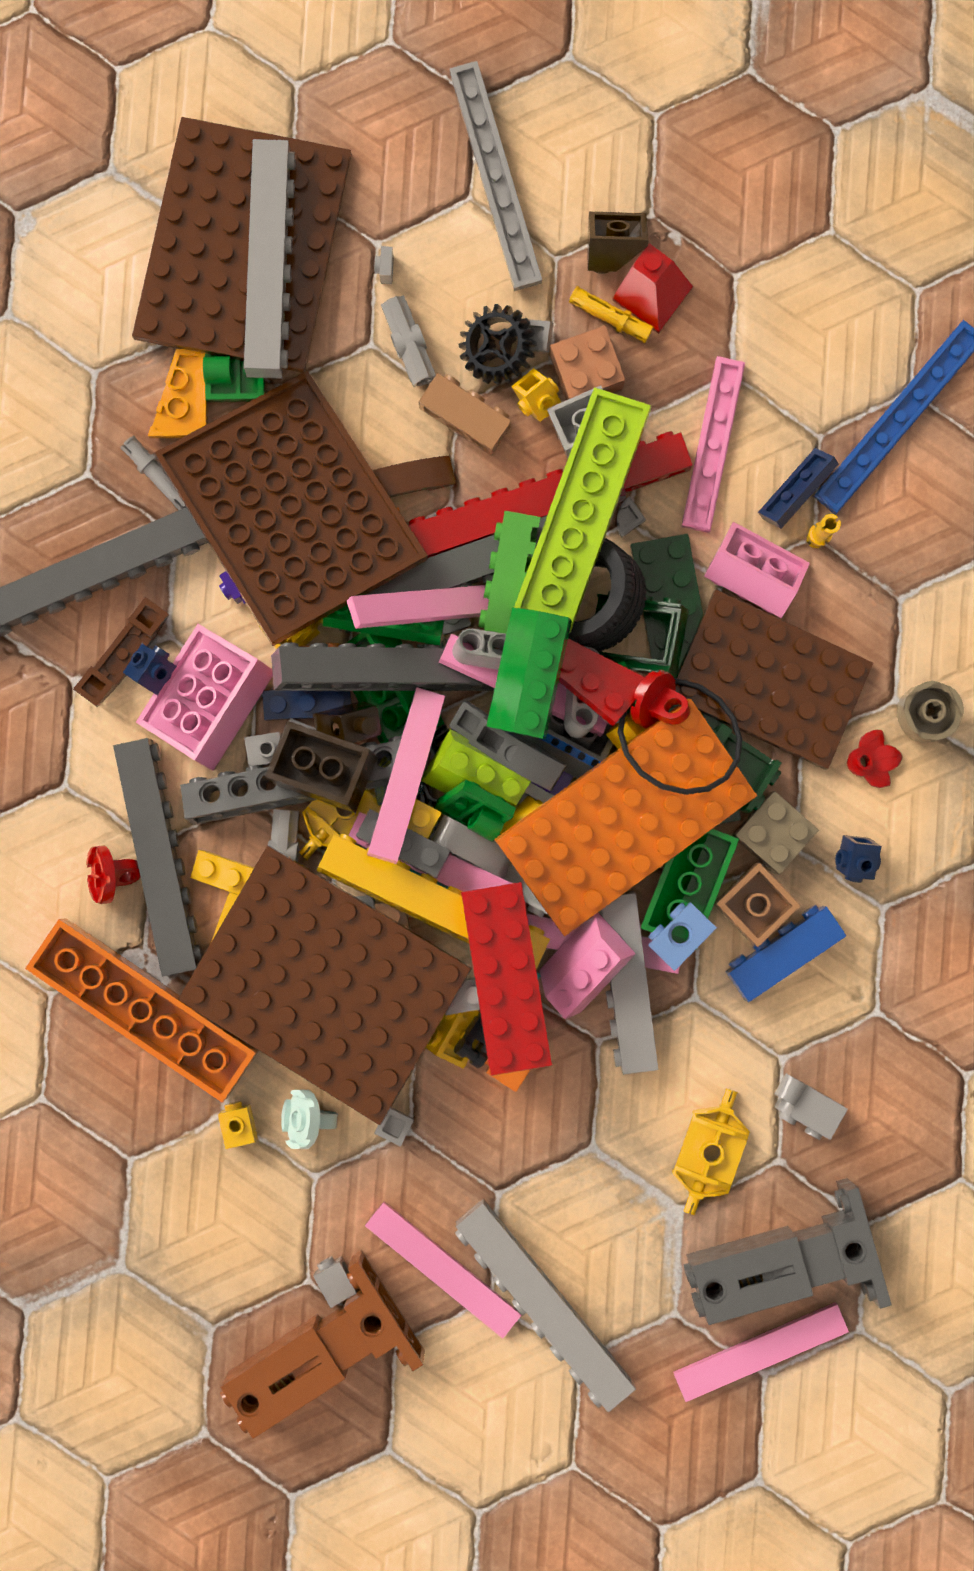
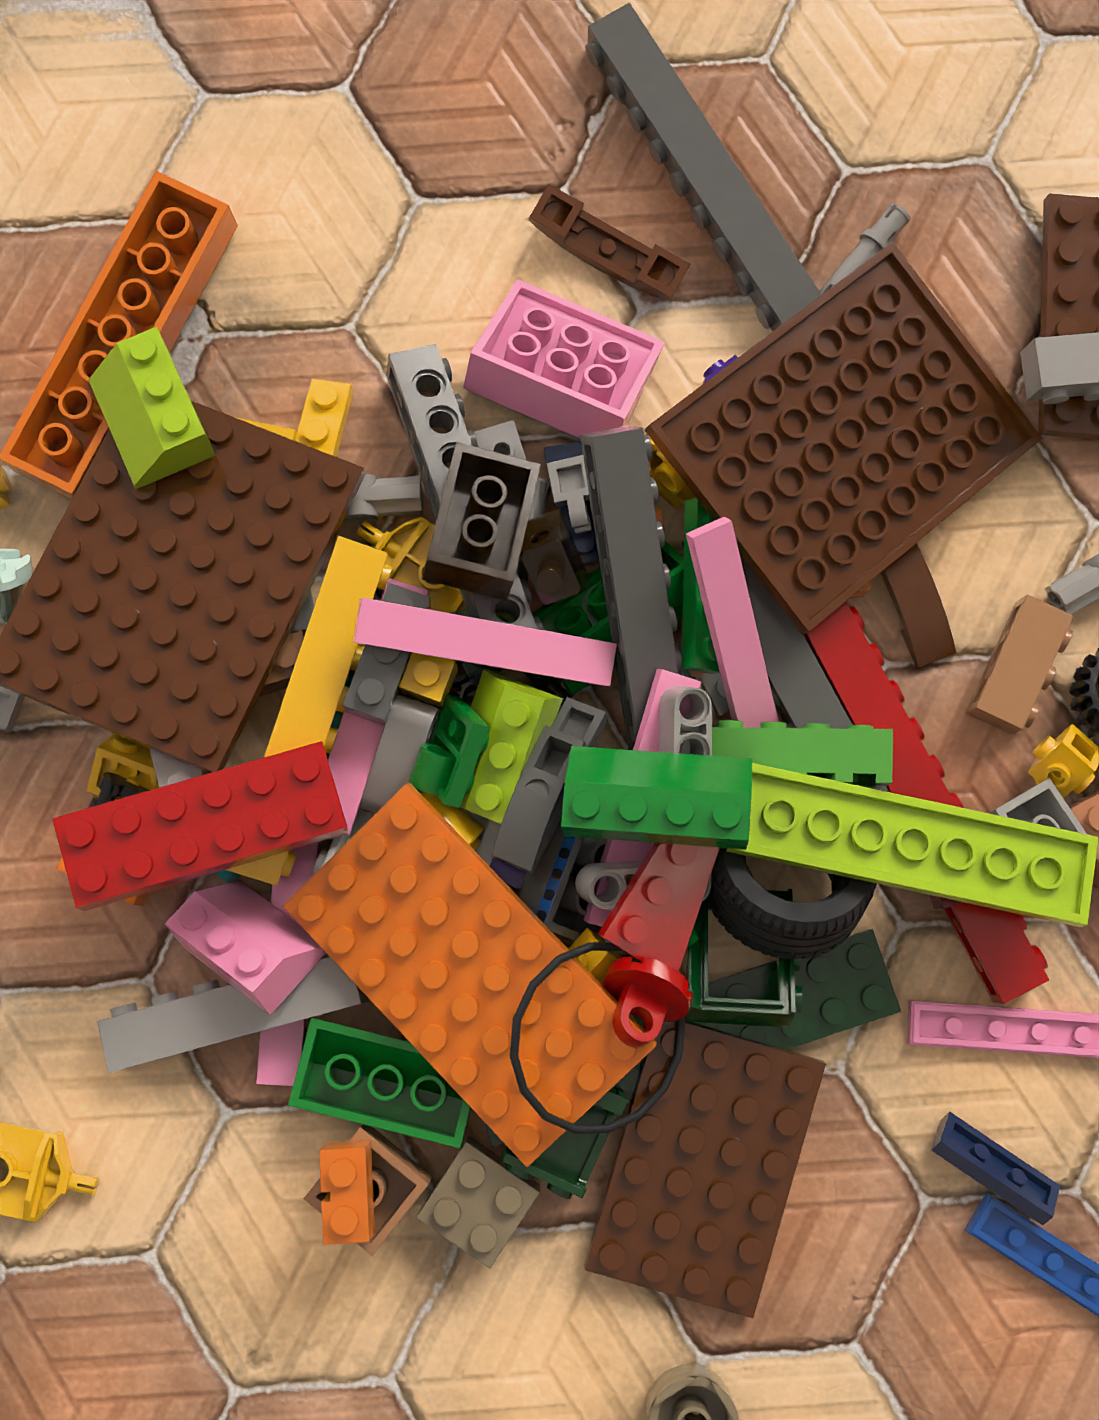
camera: 85 degrees right, 5 degrees down
(108, 874) = (302, 271): red tile -> none
(150, 668) = (592, 283): dark blue brick -> none
(157, 856) = (337, 329): dark grey brick -> none
(183, 399) = (976, 279): light orange wing -> none
(206, 989) = (149, 409): none -> lime slope
(228, 382) = (1006, 330): green plate -> none
(298, 703) = (571, 489): none -> light grey plate
(628, 517) = (910, 921): light grey tile -> none
(698, 931) = (277, 1076): medium blue brick -> none
(757, 570) = (863, 1123): bright pink slope -> none
(768, 915) = (350, 1204): none -> orange piece
(785, 953) = (292, 1233): blue brick -> none
(808, 1107) = (78, 1309): light grey hinge -> none
(823, 531) = (939, 1216): yellow pin -> none
(858, 858) = (457, 1334): dark blue brick -> none
(878, 759) = (610, 1344): red plate -> none

